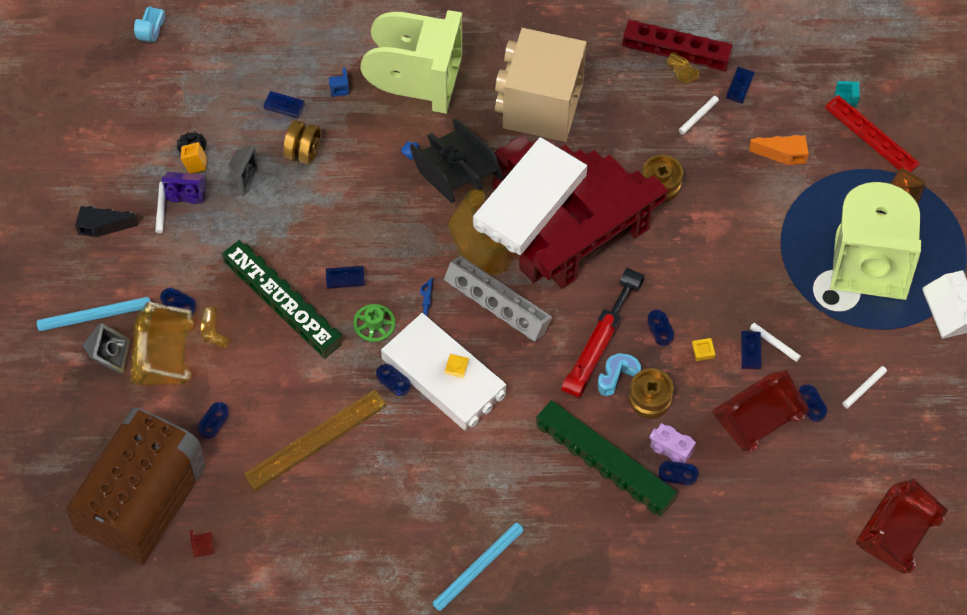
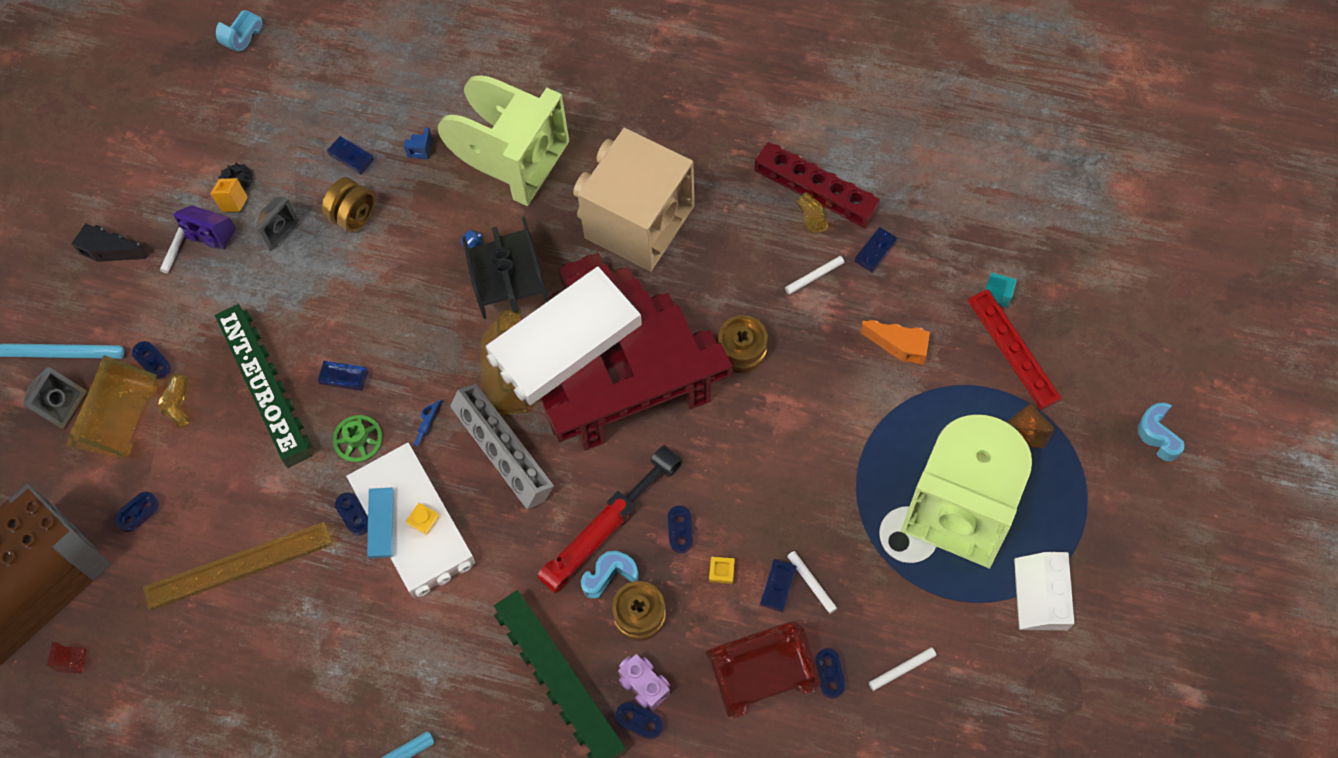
camera: 20 degrees right, 5 degrees up
(424, 376) = (380, 523): none -> dark azure tile

